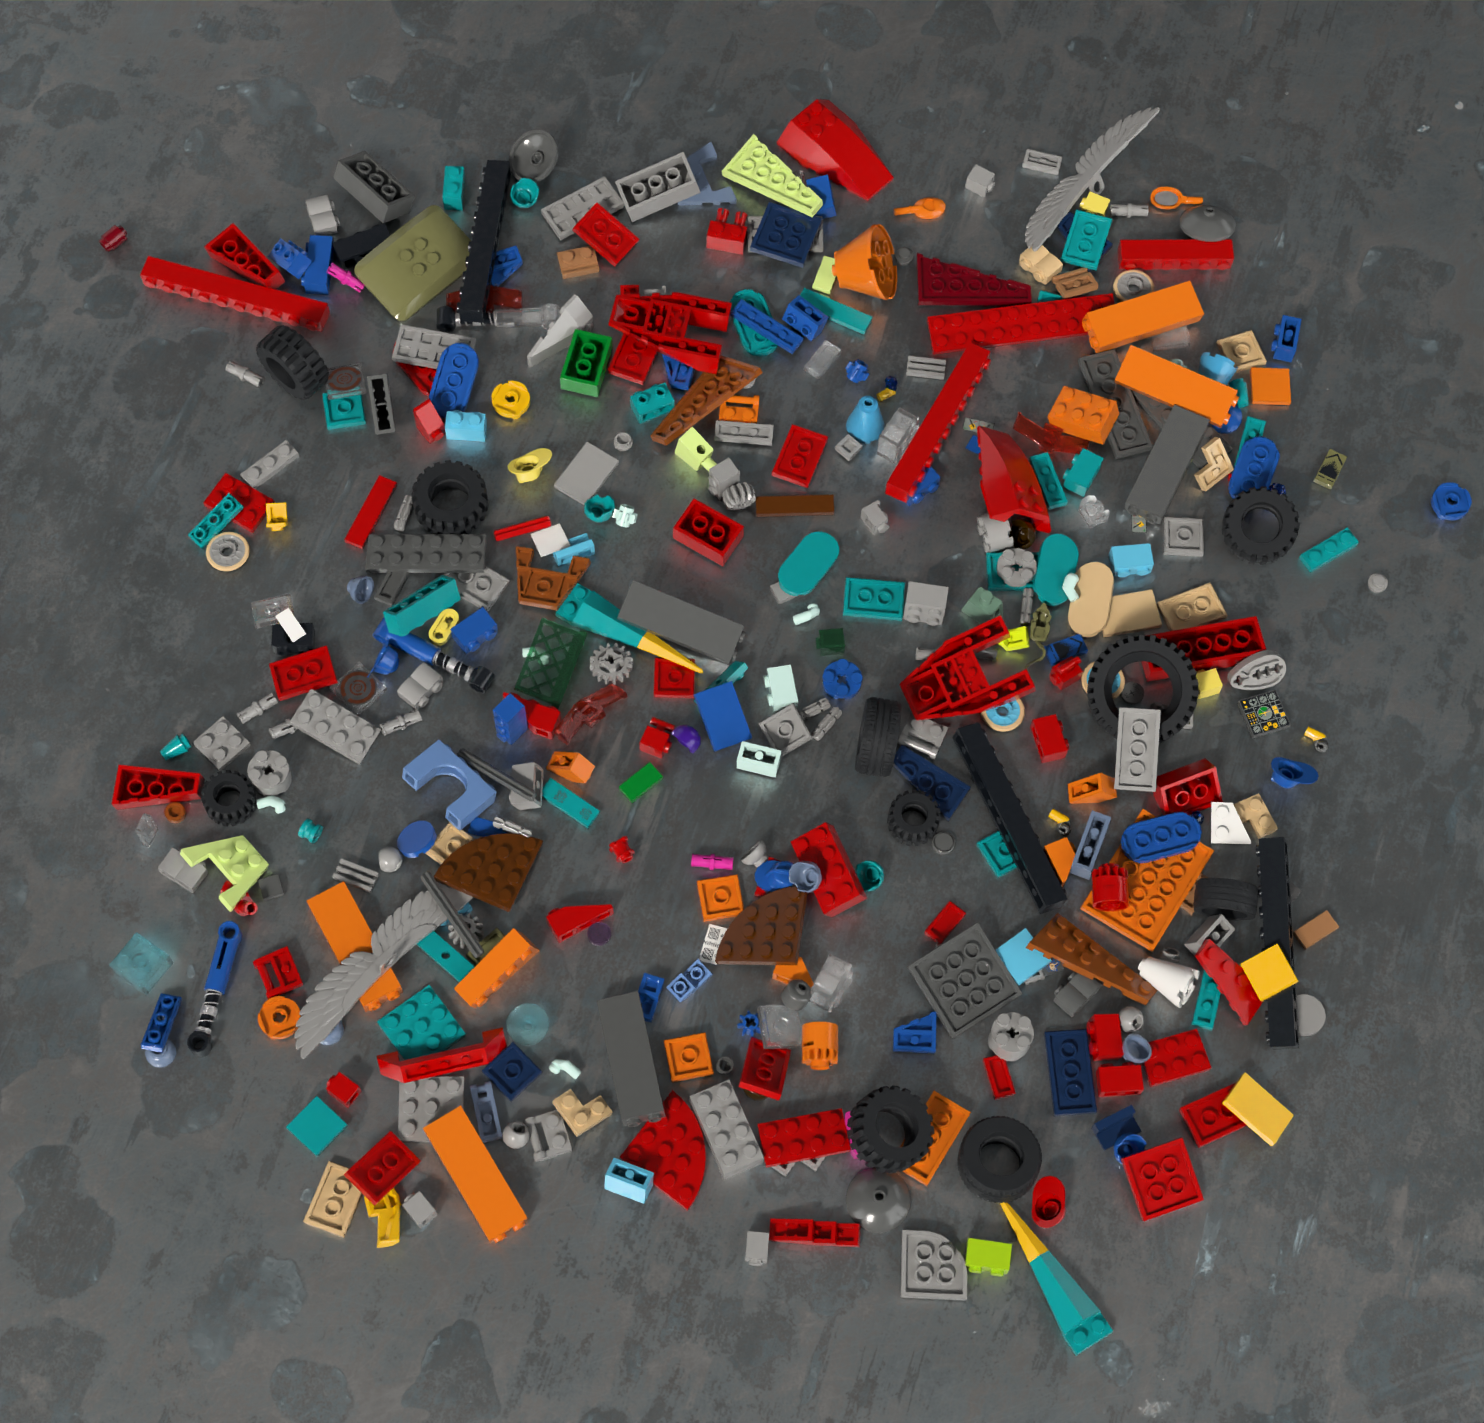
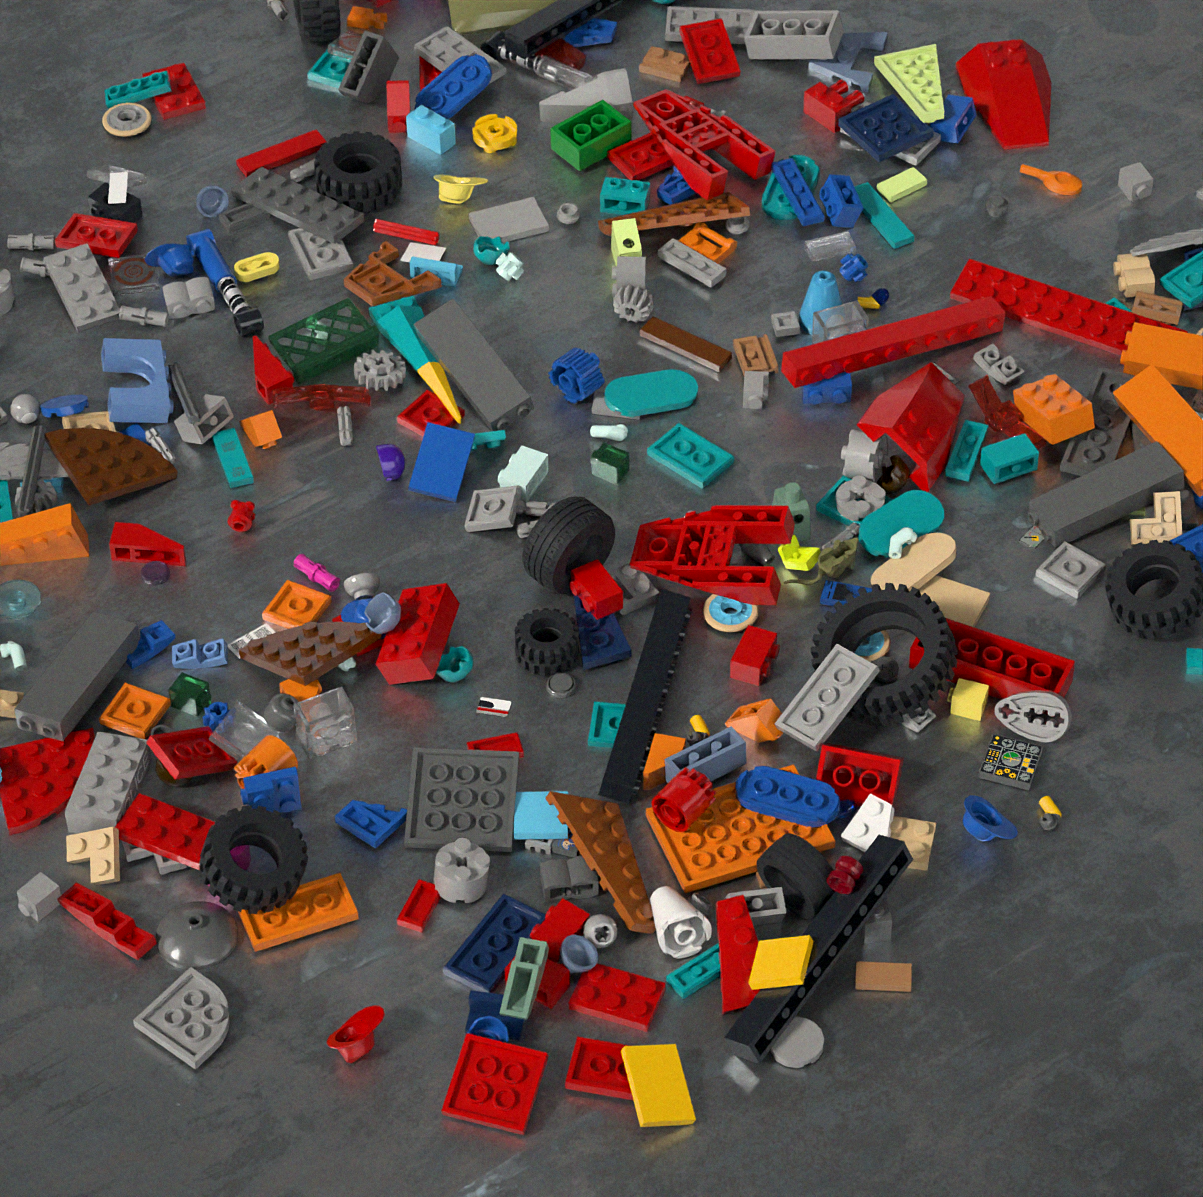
camera: 40 degrees right, 20 degrees down
(269, 465) = (228, 77): light grey plate -> none
(276, 516) = (194, 113): yellow bracket -> none
(326, 347) = (364, 17): none -> orange plate
(421, 605) = (247, 231): teal brick -> none
(474, 631) = (280, 282): blue brick -> none
(510, 719) = (235, 353): blue brick -> none
(624, 725) = (345, 426): none -> light grey axle
(640, 782) = (315, 478): green tile -> none
(656, 740) = (360, 450): red brick -> none
(708, 532) = (575, 315): red brick -> none
(716, 1019) = (190, 694): none -> clear green brick
(753, 583) = (577, 374): none -> blue brick
(758, 759) = (441, 513): light aqua brick -> none
(768, 1183) = (99, 848): none -> tan plate
(800, 456) = (729, 307): red plate -> none
(842, 690) = (596, 490): blue plate -> none
(842, 1071) = (273, 790): none -> blue plate
(851, 487) = (755, 354): none -> medium nougat plate
(867, 264) = (947, 183): orange cone -> none
(914, 888) = (493, 706): none -> sticker
(916, 756) = (596, 589): none -> red brick
(925, 603) = (732, 474): light grey brick -> none
(926, 364) = (928, 295): light grey tile -> none
(959, 285) = (1035, 255): dark red wing -> none
(987, 1256) = (252, 1042): lime brick -> none
(1006, 1132) = (337, 935): black tyre -> none
(1013, 396) = (997, 365): none -> light grey slope
(1066, 672) = (821, 603): red brick -> none
(1073, 1310) = (292, 1143): teal plate -> none
(1093, 511) = (989, 498): clear brick -> none
(1125, 1094) = (524, 978): none -> sand green slope
(1131, 560) = (991, 556): medium azure brick -> none
(1192, 608) = (1023, 628): tan tile -> none
(1267, 886) = (846, 871): none -> dark red wheel

